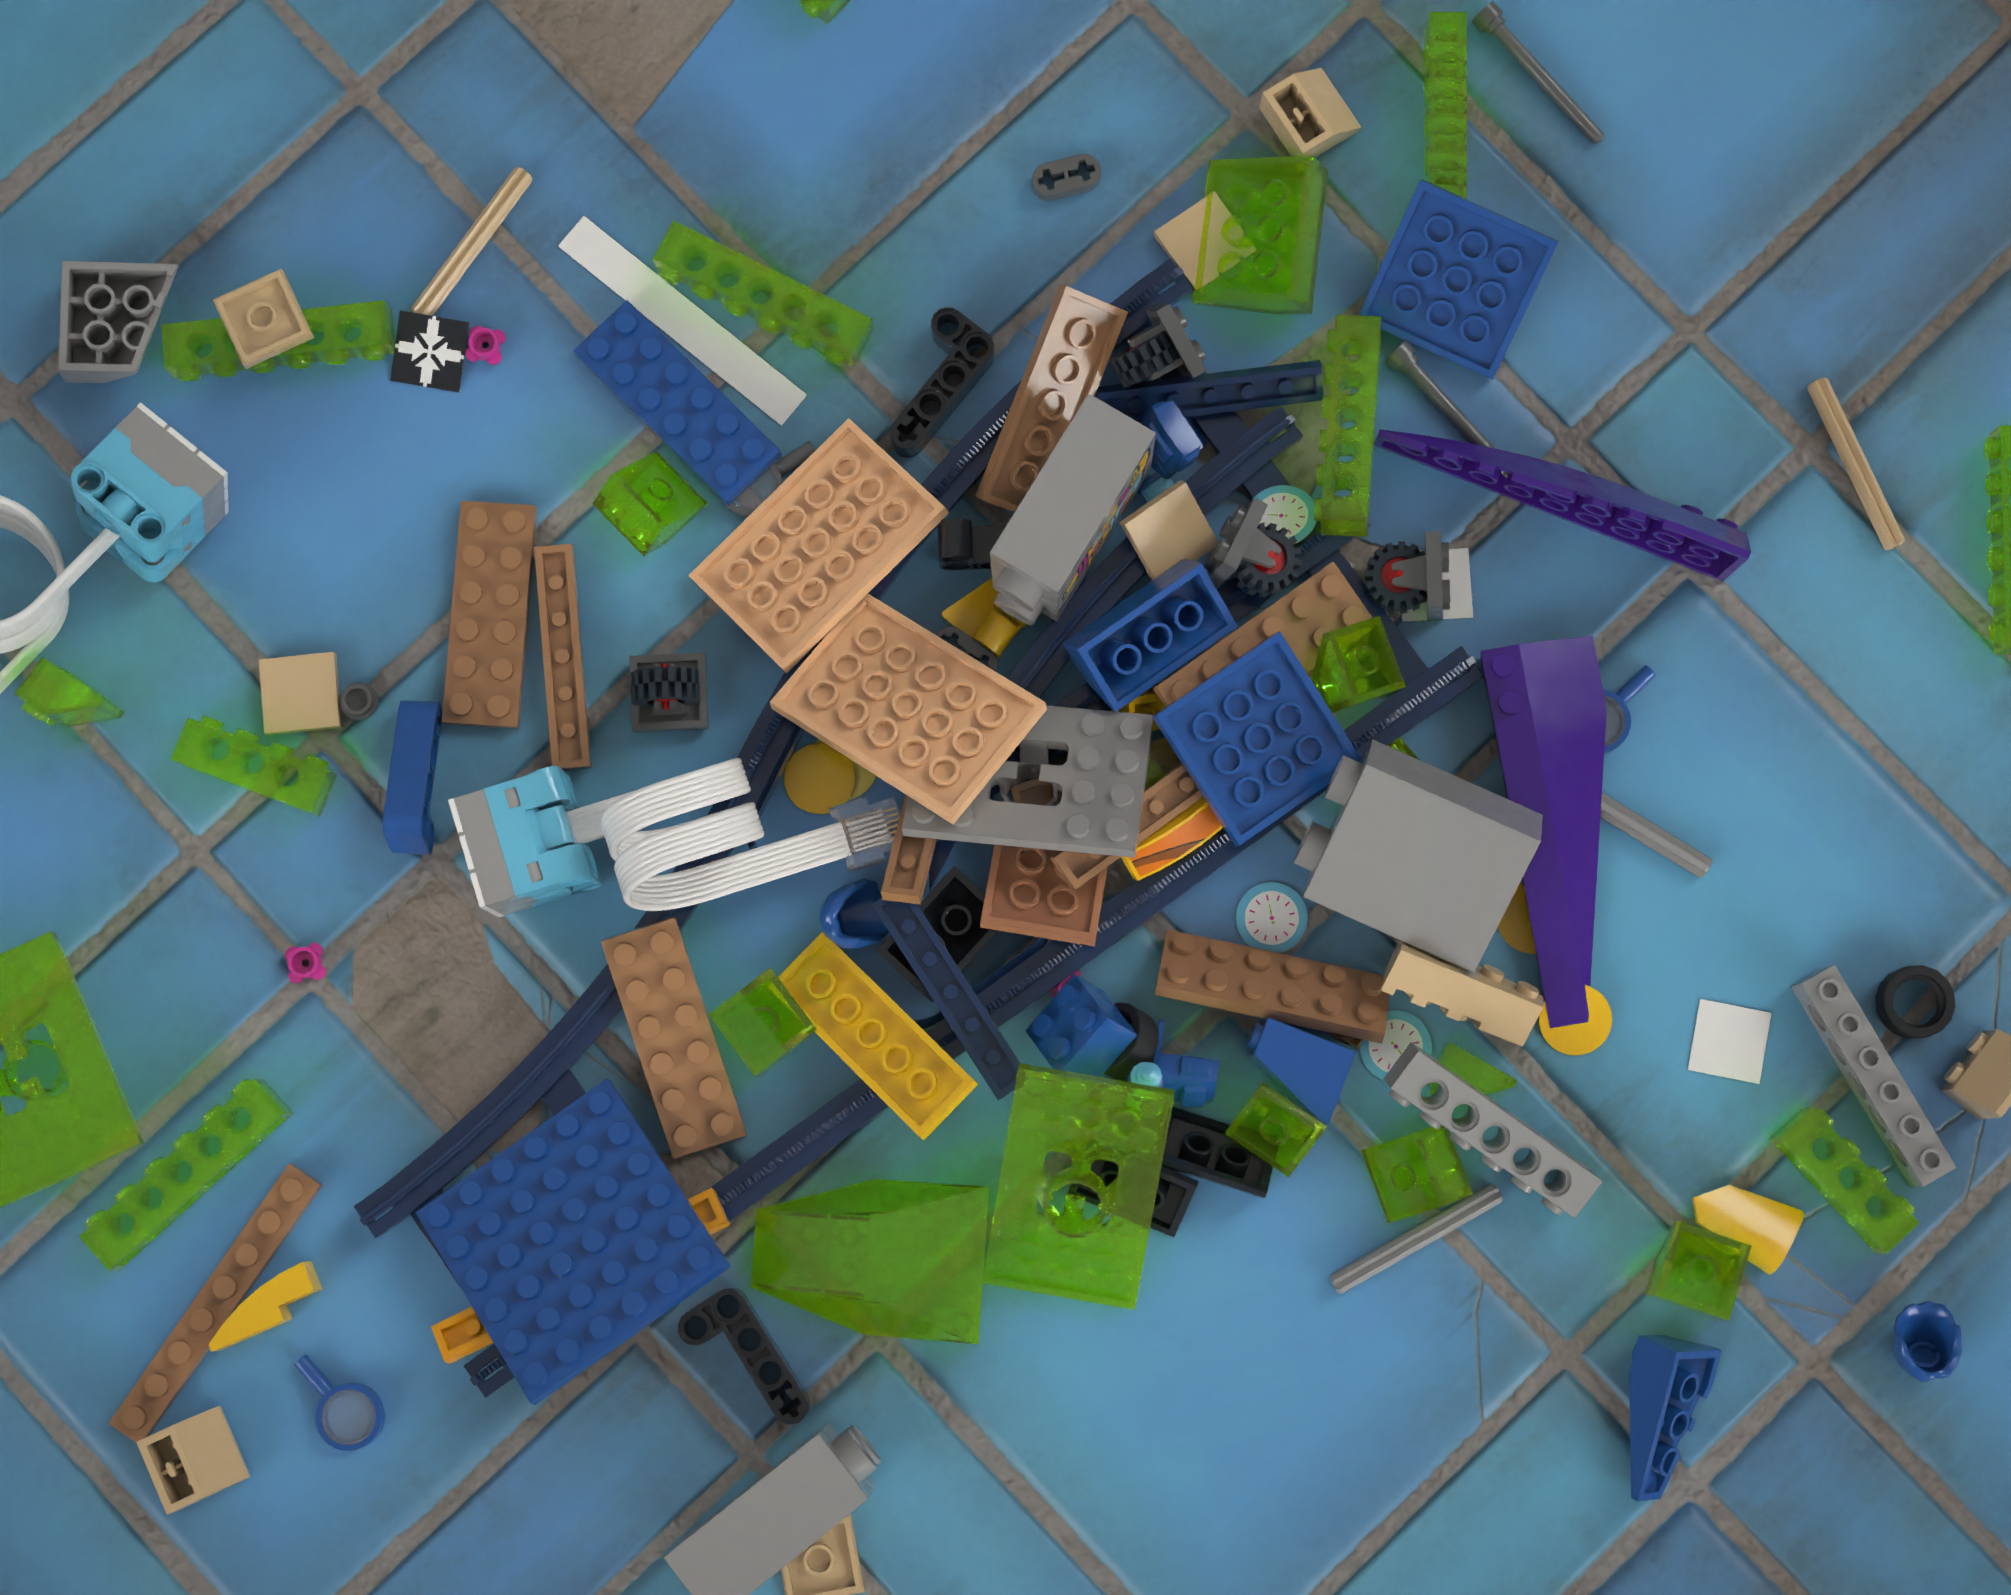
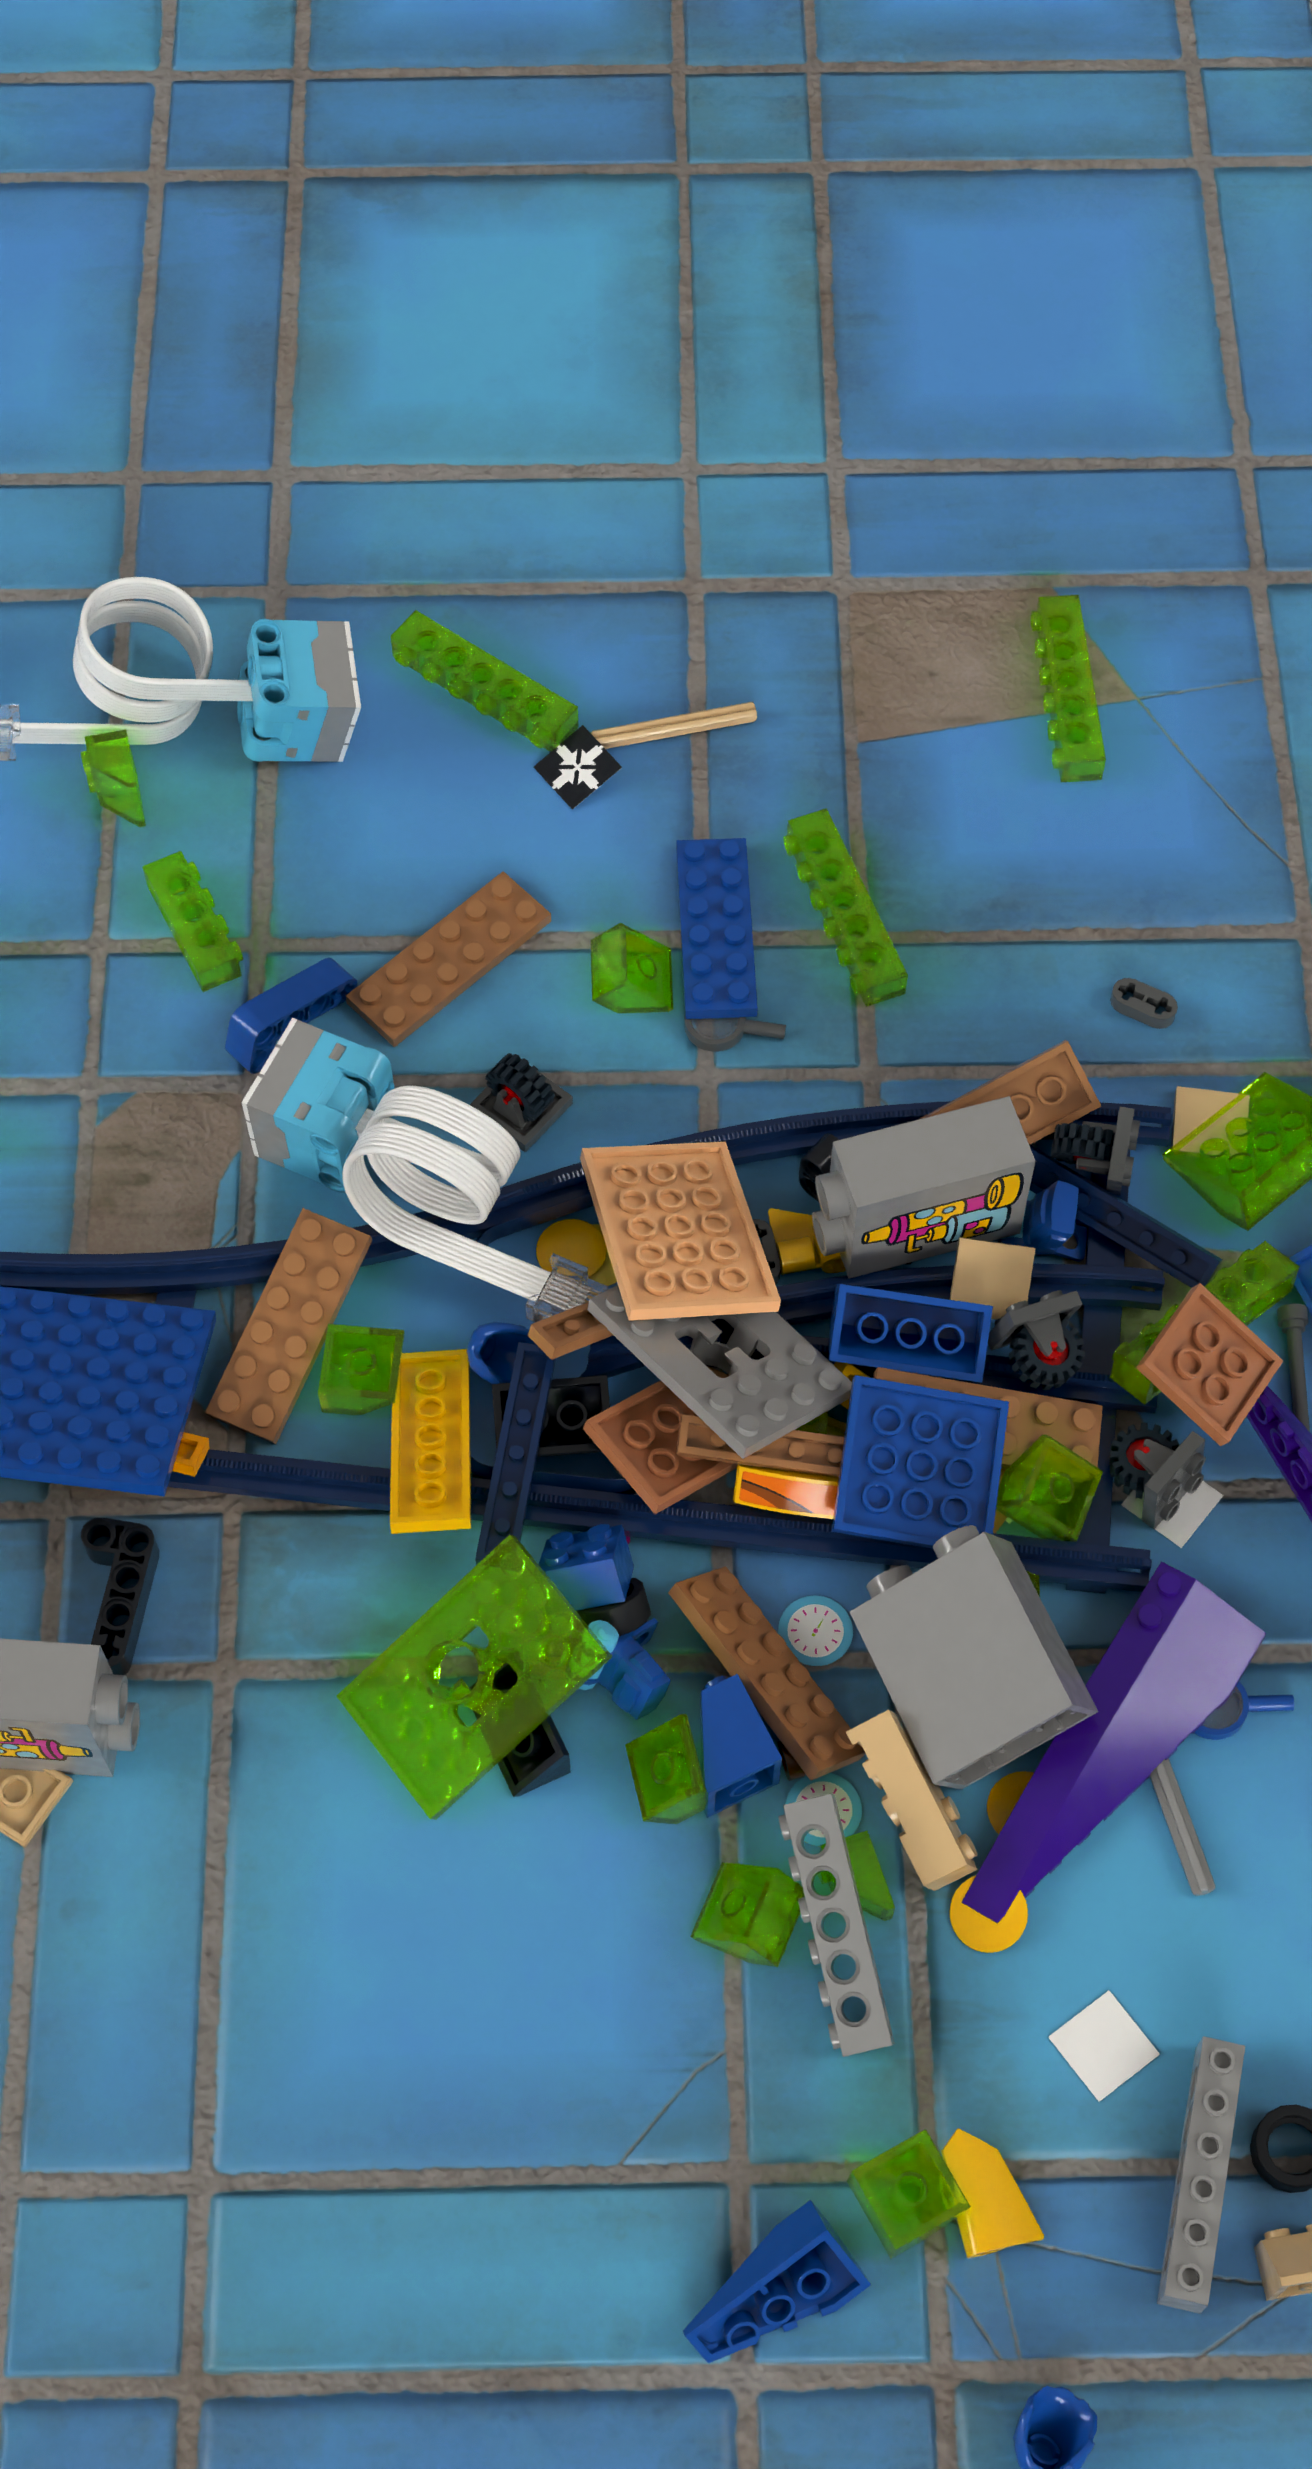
camera: 40 degrees right, 20 degrees down
(108, 317) = (384, 579): light grey wedge -> none
(263, 318) = (485, 655): tan tile -> none
(295, 958) = (91, 1063): dark pink plate -> none
(300, 693) = (271, 904): tan tile -> none
(359, 701) = (304, 939): dark grey plate -> none
(481, 335) = (618, 784): dark pink plate -> none
(562, 657) = (475, 1016): medium nougat plate -> none
(682, 320) = (773, 886): white sticker -> none
(818, 545) = (722, 1087): light nougat plate -> none
(880, 1257) = (280, 1611): clear neon green wedge -> none
(936, 389) = (912, 1061): black beam -> none
(1204, 1151) = (599, 1756): black slope -> none
(1289, 509) = (1099, 1343): sticker -> none
(1395, 467) = (1210, 1364): none -> nougat plate
(1416, 1238) = (701, 1966): light grey axle -> none
(1796, 1143) = (1094, 2308): clear neon green brick -> none

